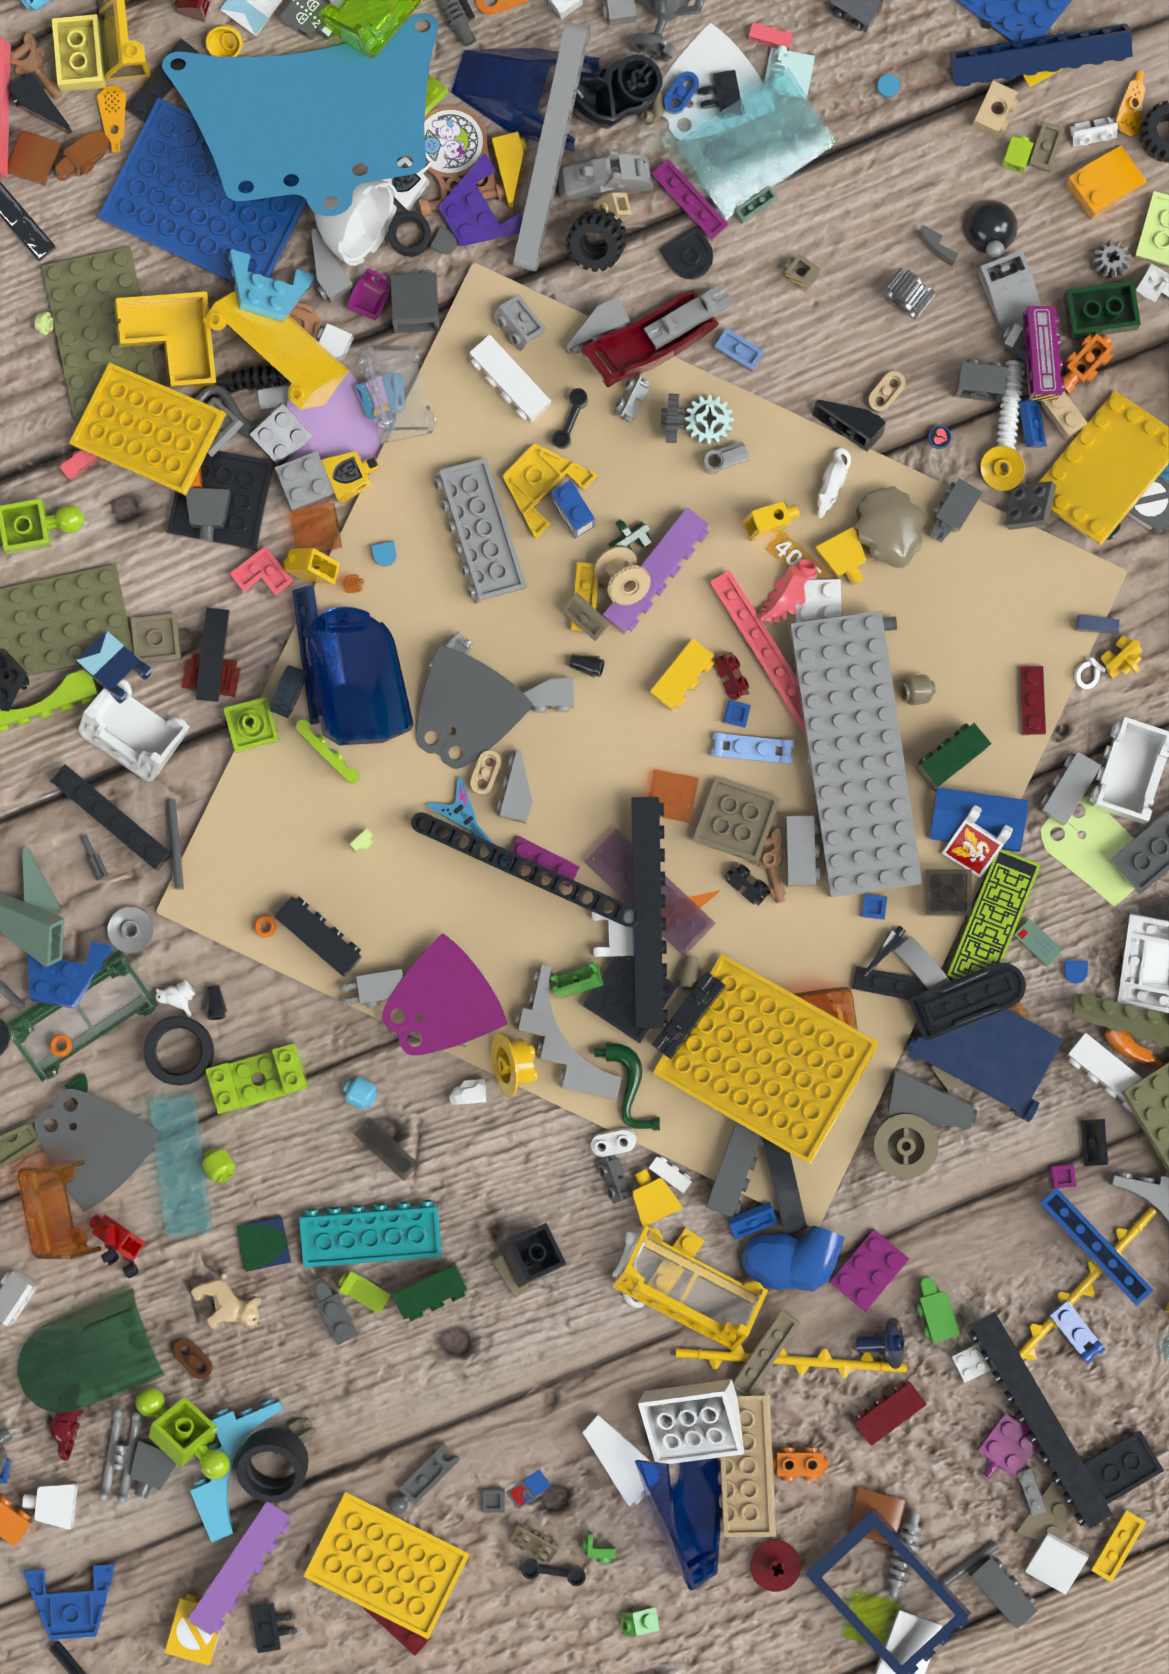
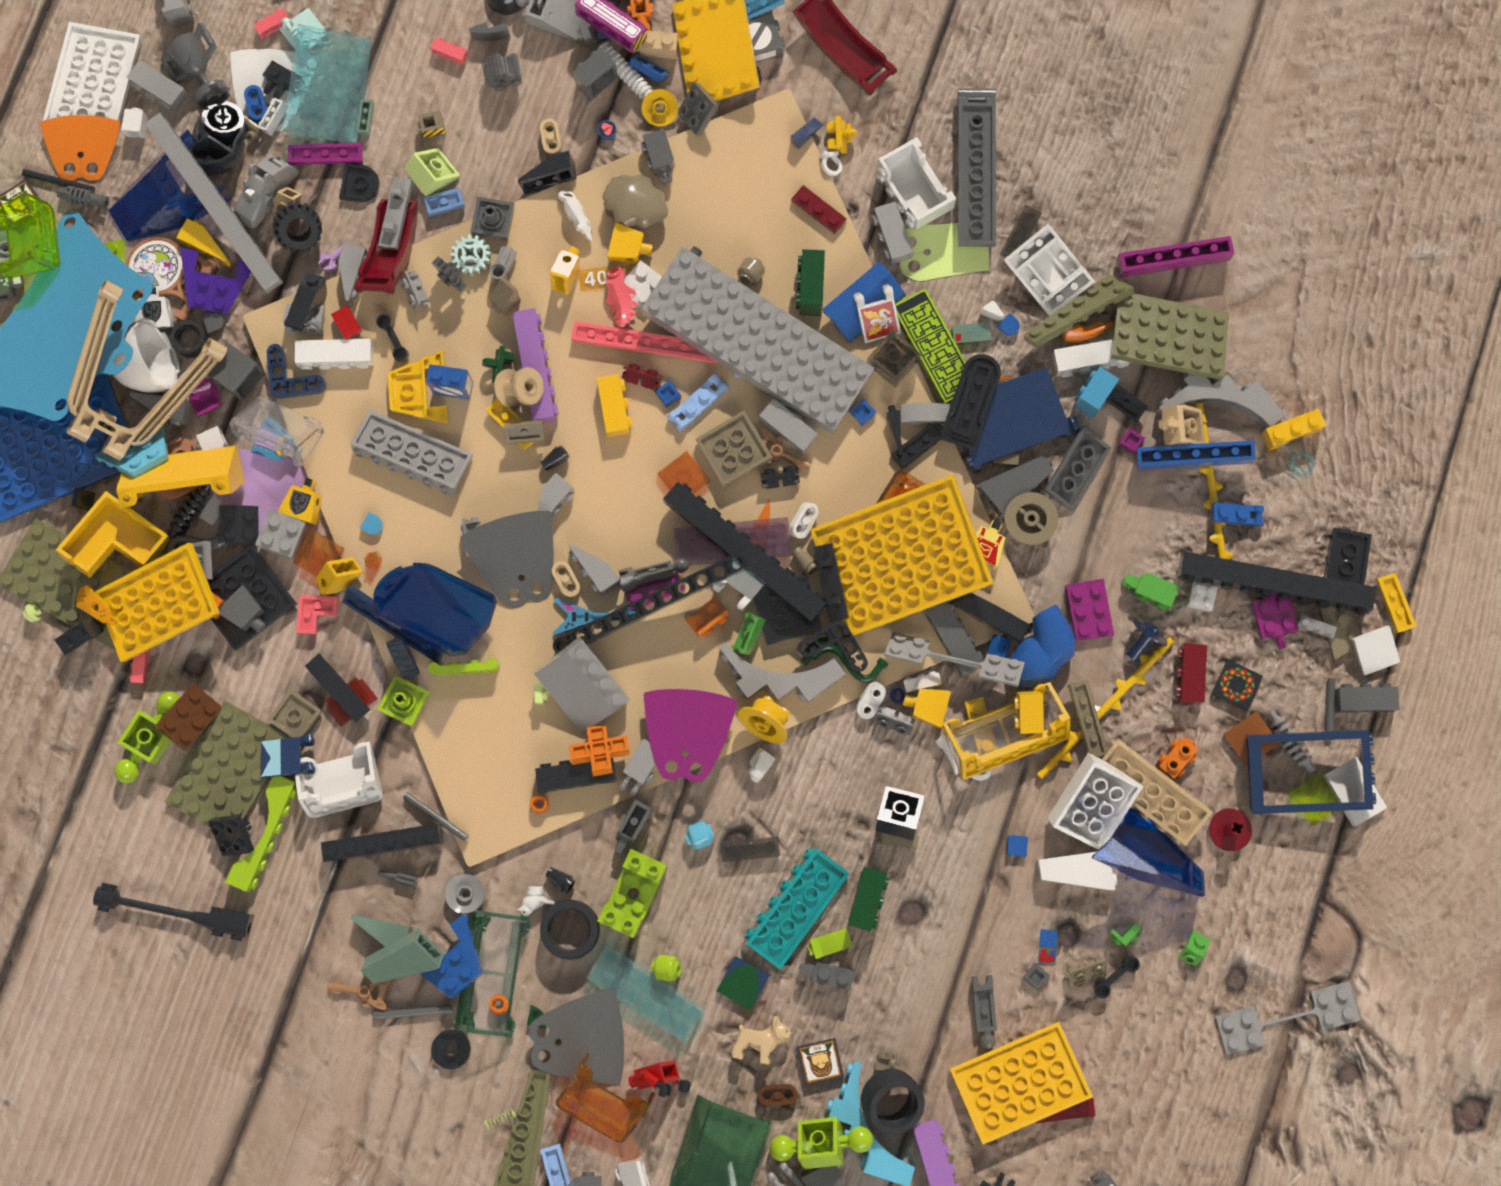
camera: 45 degrees left, 5 degrees down
(60, 384) = (79, 635): none -> black brick
(73, 547) = (188, 717): none -> reddish brown plate
(95, 365) = (87, 602): none -> light orange piece
(183, 274) = (83, 499): none -> black tile
(253, 1372) = (820, 1062): none -> tile
(265, 235) = (77, 400): none -> tan piece
(317, 1026) = (632, 825): none -> dark grey hinge
(357, 939) = (599, 750): none -> orange plate
(401, 872) = (581, 685): none -> light grey slope
(446, 354) = (283, 379): none -> dark blue beam
(534, 311) = (306, 301): none -> black slope
(547, 364) = (346, 322): none -> red slope
(549, 840) = (630, 578): none -> dark grey plate
(561, 930) = (708, 617): none -> orange bracket
(596, 1385) = (1017, 845): none -> blue tile
(602, 295) = (332, 258): none -> lavender bar
(636, 1158) = (893, 693): none -> clear blue hinge
(639, 1061) = (834, 638): none -> black beam
(682, 120) = (272, 117): none -> white piece
(694, 487) = (504, 297): none -> dark tan slope
(723, 1295) = (1029, 712): none -> yellow brick
(725, 940) = (803, 520): none -> white plate
(735, 1230) = (993, 668): none -> light grey hinge
(757, 311) = (431, 171): none -> yellowish green slope
(761, 408) = (492, 218): none -> dark grey plate
(850, 1128) = (991, 543): none -> torso
(887, 224) = (449, 51): none -> coral piece
(915, 1462) = (1236, 684): none -> tile
(992, 1148) = (1077, 469): none -> dark grey slope
(1075, 944) = (992, 311): none -> white slope
(1077, 1106) = (1097, 391): none -> dark azure brick
(1113, 1212) = (1182, 425): none -> tan hinge

